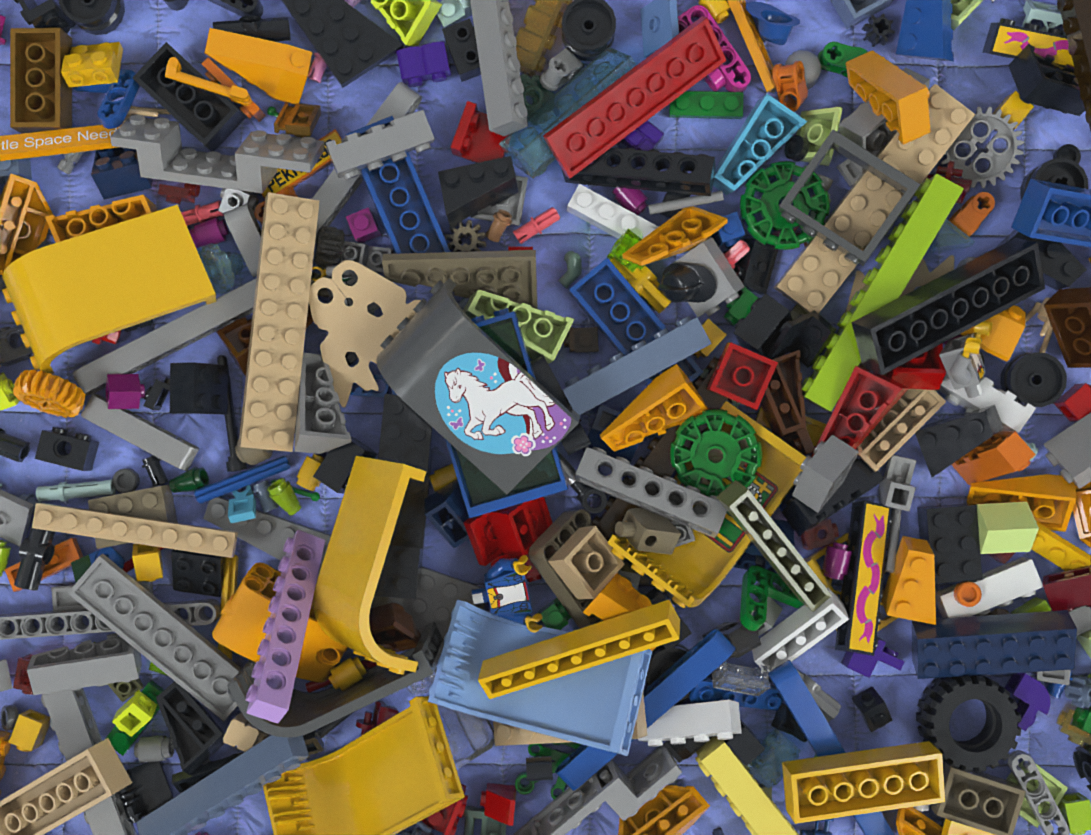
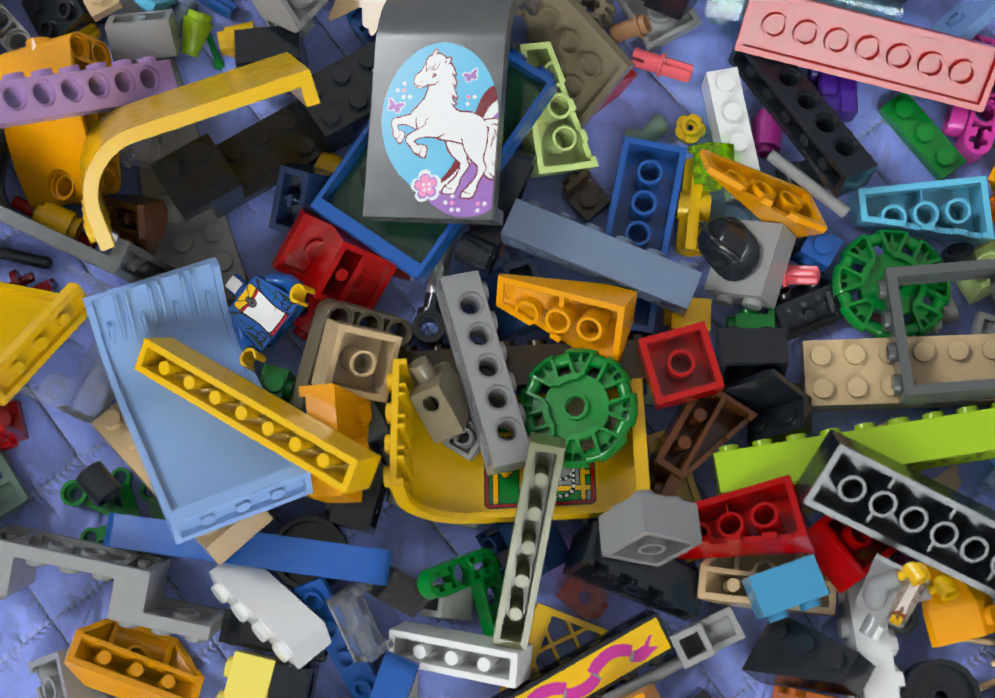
camera: 55 degrees right, 10 degrees down
(266, 533) = (143, 35): none -> light grey brick
(499, 802) = (34, 481): red slope -> none
(590, 247) = (684, 134): none -> yellow plate
(837, 561) = (568, 635): magenta brick -> none
(913, 419) = (785, 587): none -> dark azure brick

